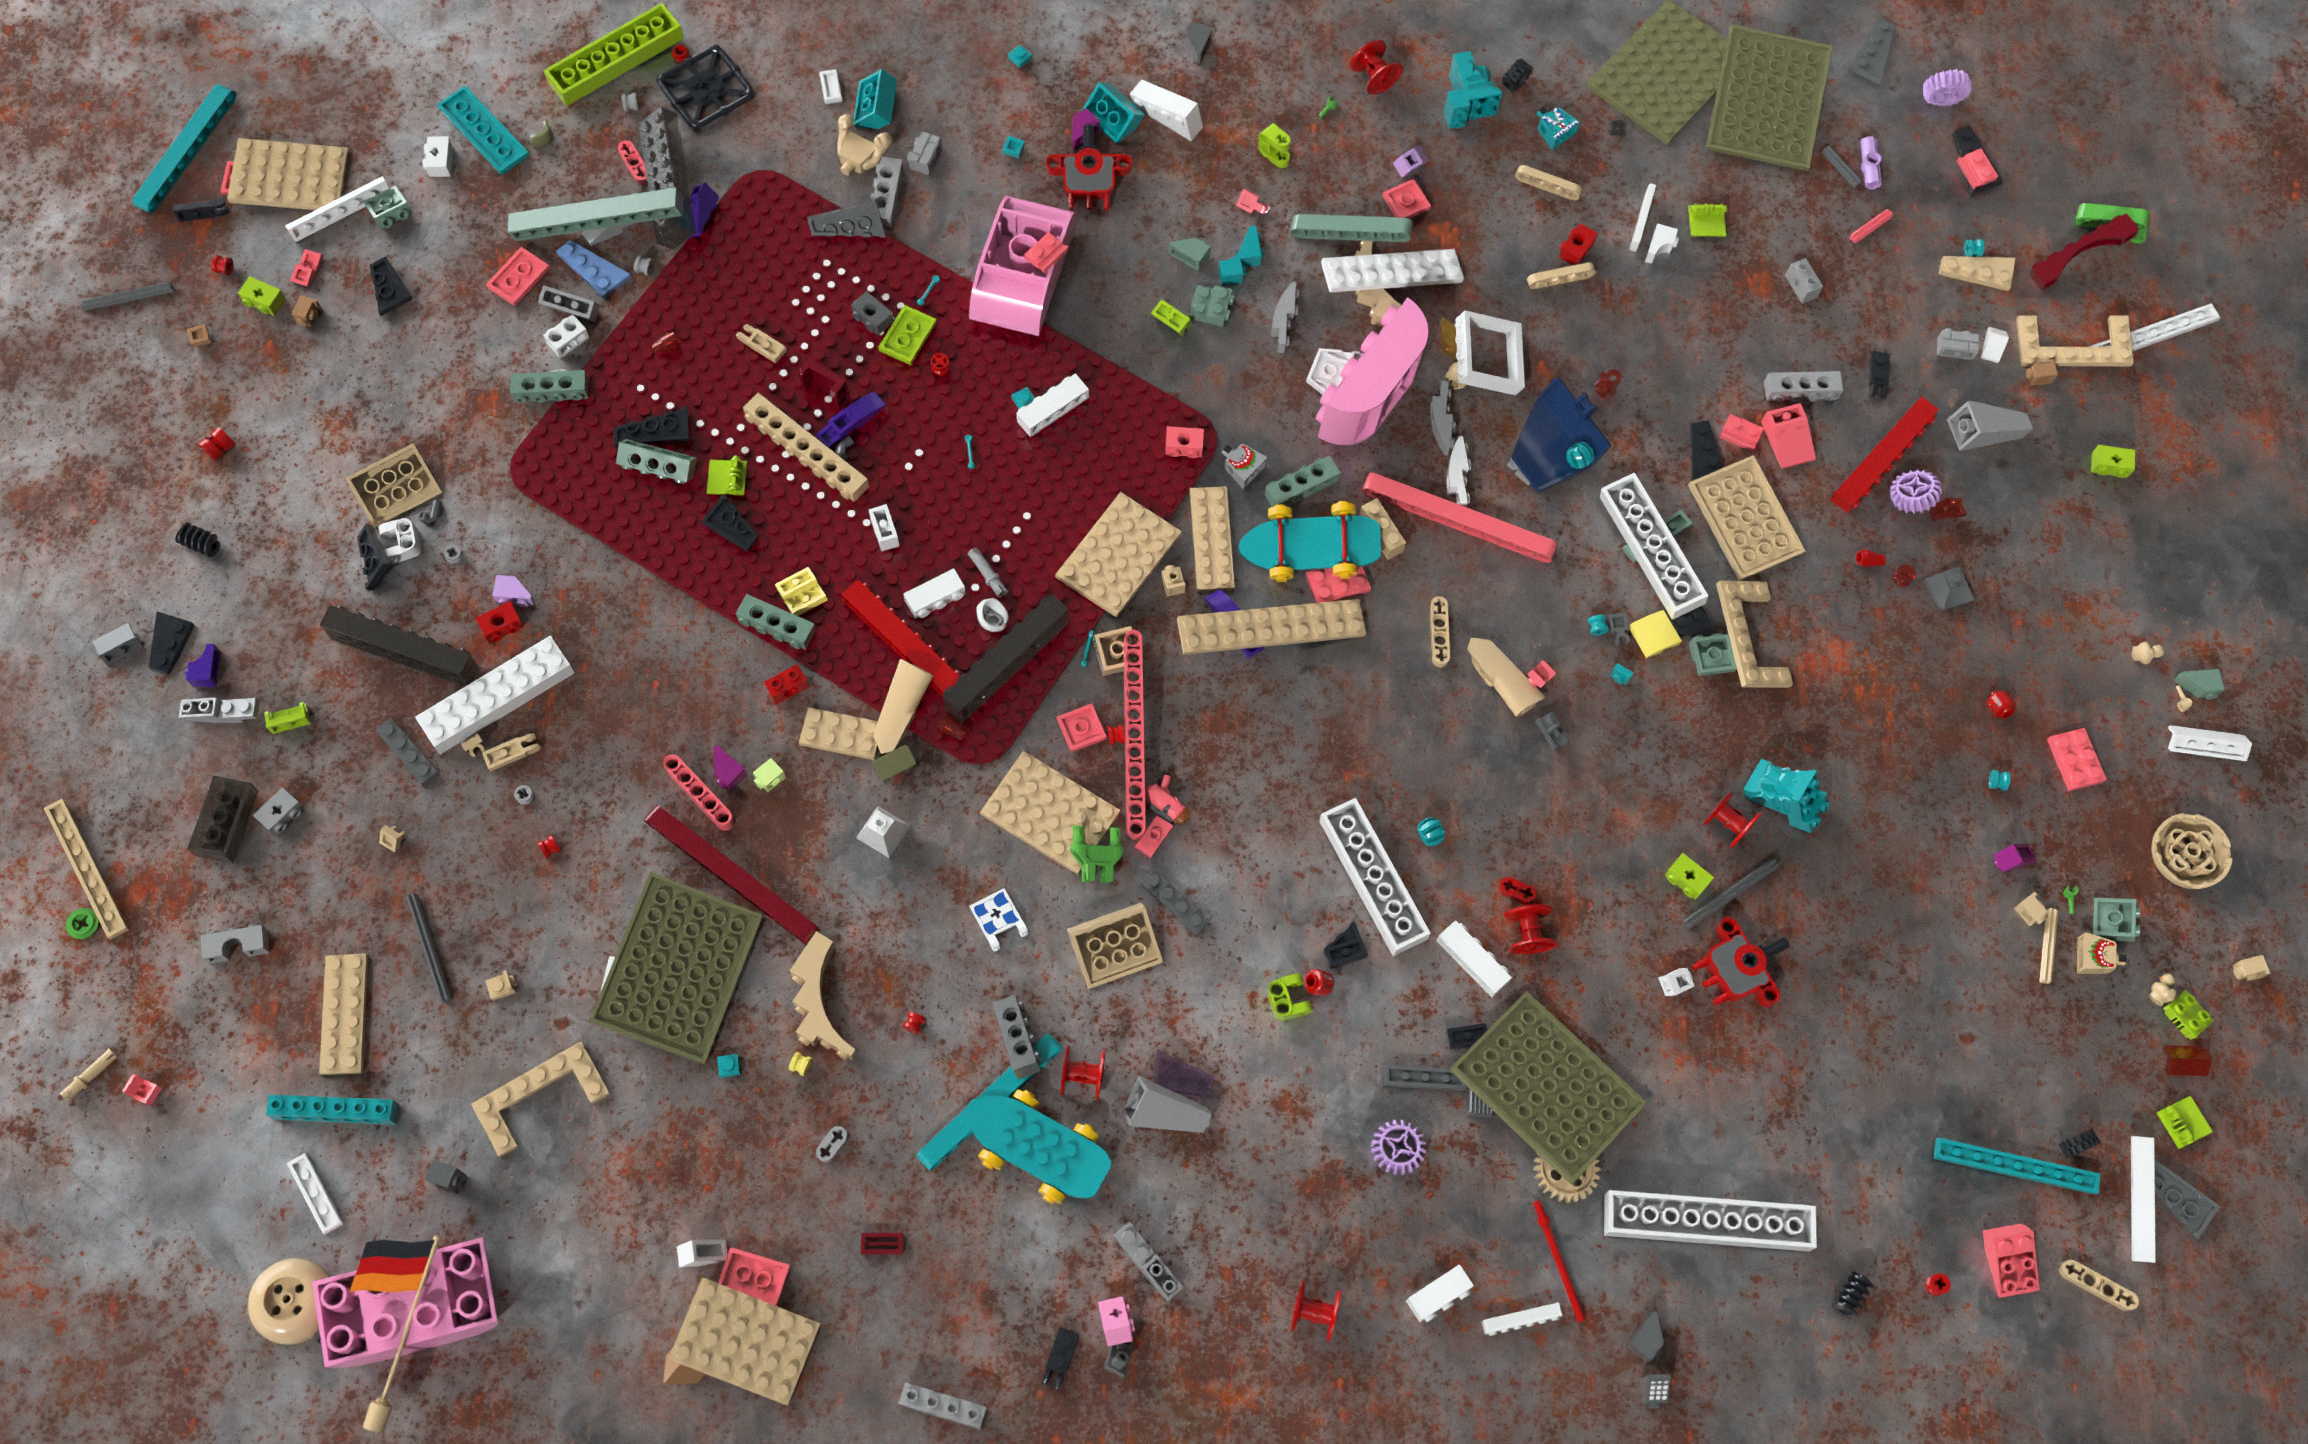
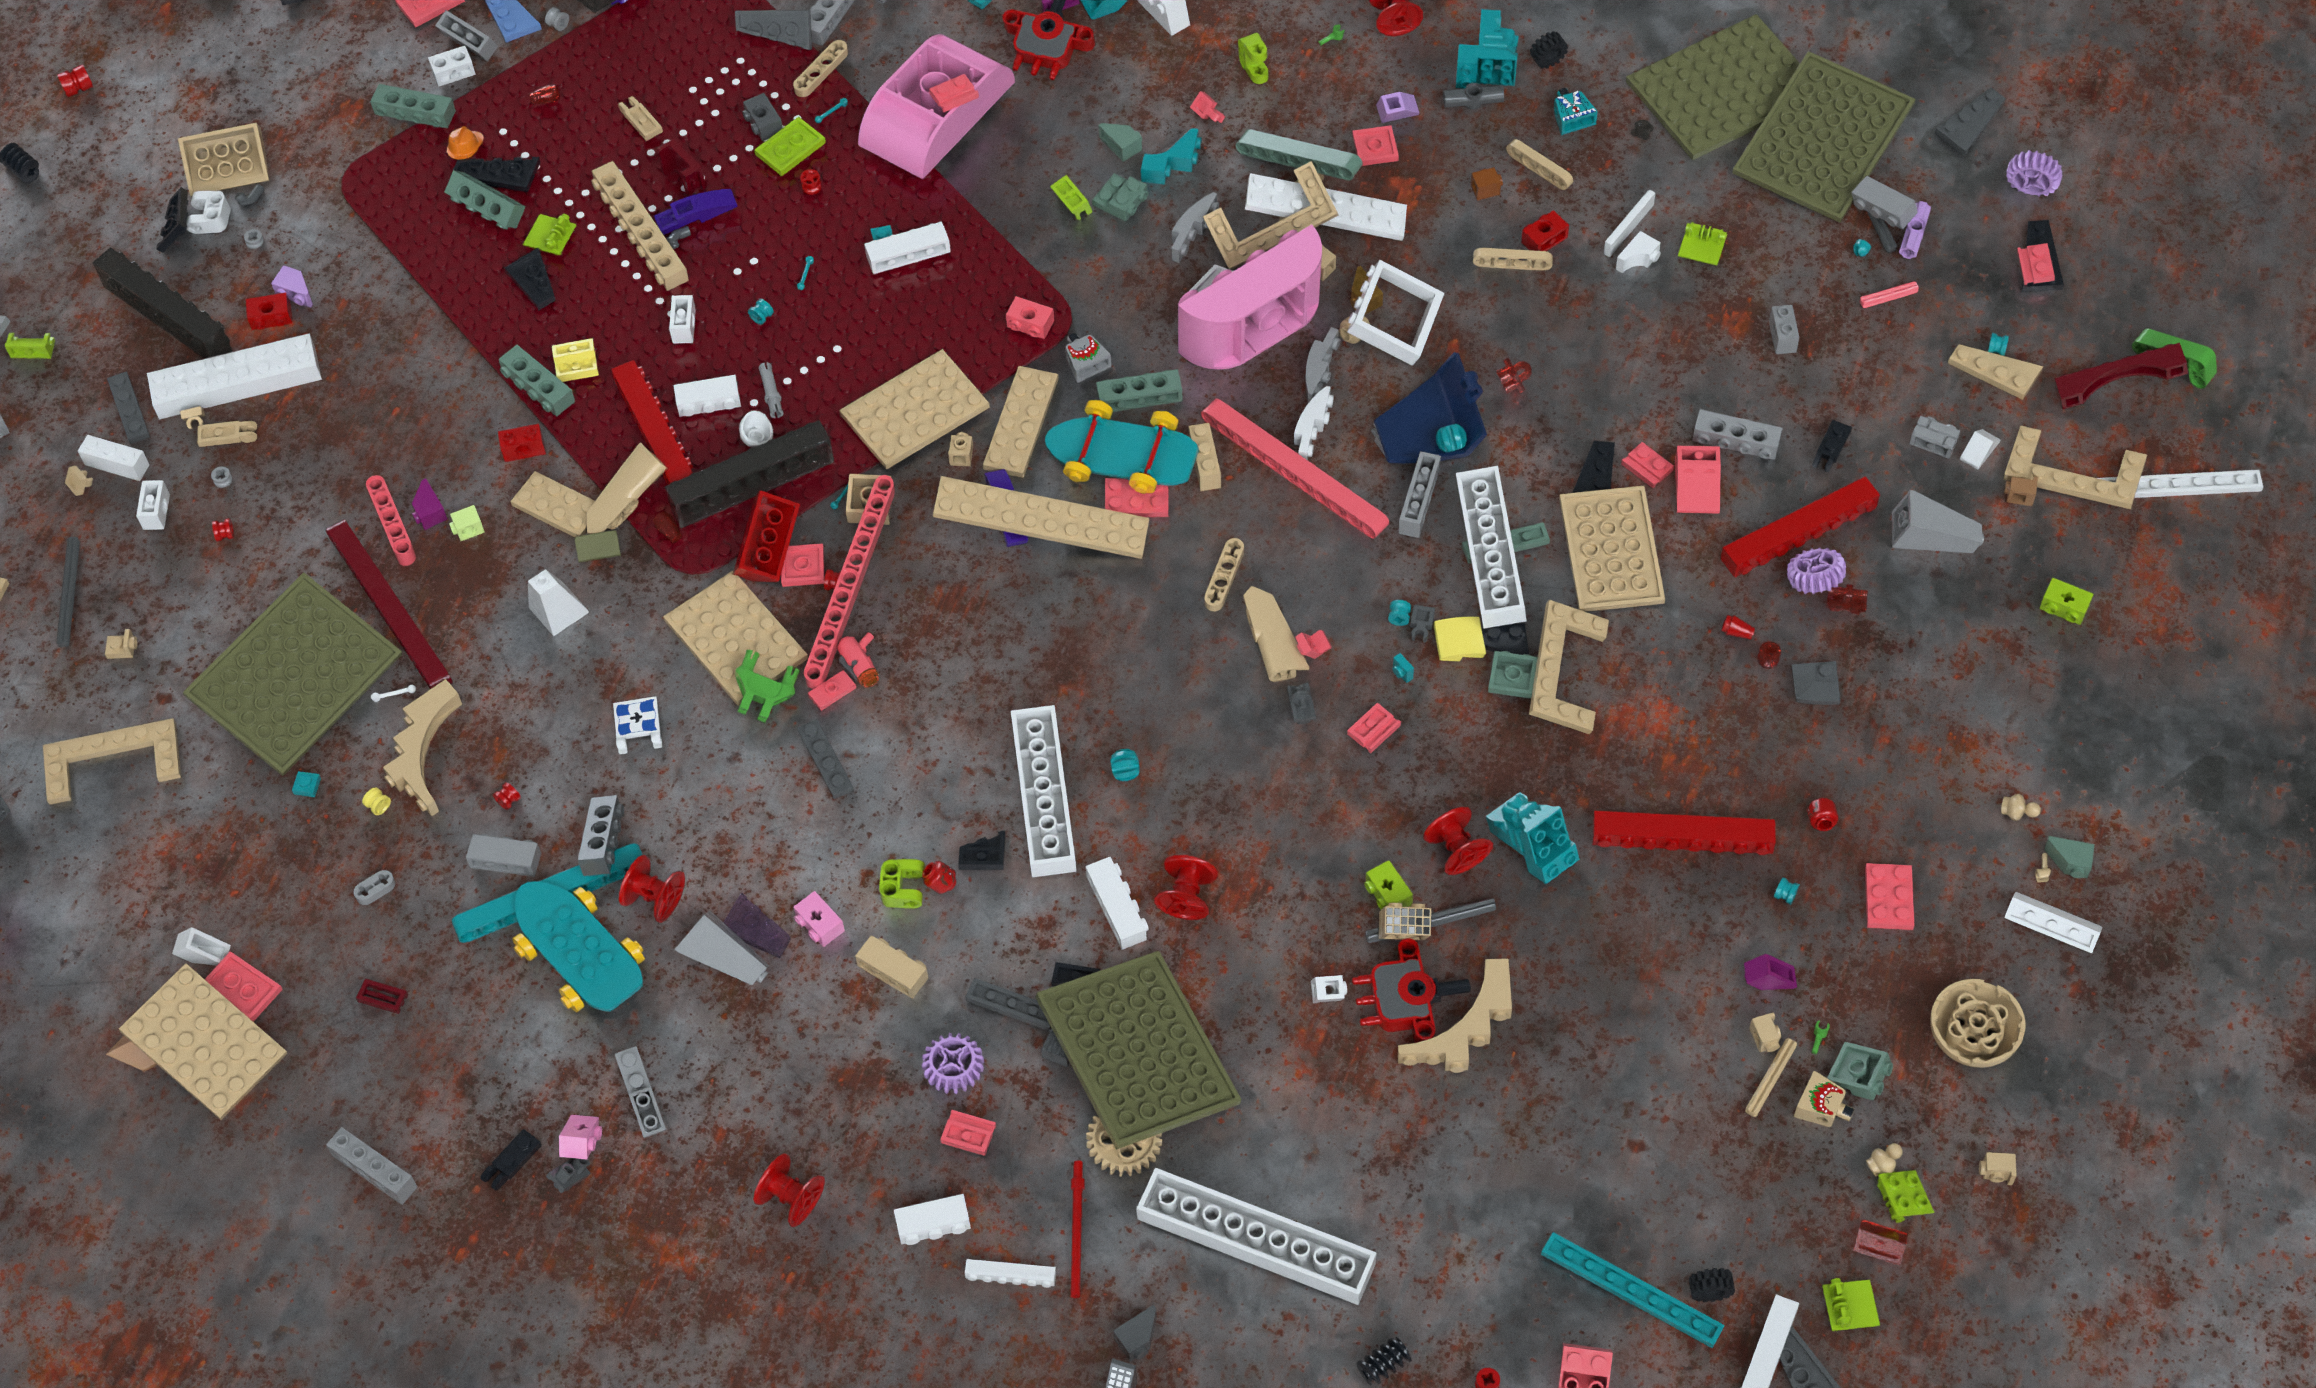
camera: 25 degrees right, 10 degrees down
(416, 806) = (113, 457): none -> white brick
(474, 842) = (153, 505): none -> white brick
(613, 411) = (463, 143): none -> orange piece
(755, 963) = (376, 697): none -> white hinge
(902, 252) = (816, 66): none -> tan beam
(935, 1078) = (503, 855): none -> light grey brick
(948, 500) = (760, 311): none -> teal wheel
(1043, 714) = (766, 538): none -> red slope
(1115, 945) = (743, 781): tan slope -> none
(1225, 1044) = (818, 919): none -> bright pink brick
(1312, 1075) = (892, 966): none -> tan brick
(1395, 277) = (1319, 212): none -> tan plate
(1436, 1205) = (968, 1132): none -> coral plate
(1470, 133) = (1473, 96): none -> dark grey piece
(1512, 212) = (1486, 183): none -> dark orange brick
(1518, 886) = (1196, 845): red beam -> none
(1574, 513) = (1419, 494): none -> light grey brick
(1618, 735) = (1373, 728): none -> coral plate
(1722, 906) = (1405, 922): none -> brick
(1810, 952) = (1474, 1029): none -> tan arch
(1834, 190) = (1861, 248): none -> teal hinge
(1842, 146) = (1884, 202): none -> light grey brick
(1900, 753) = (1684, 832): none -> red brick

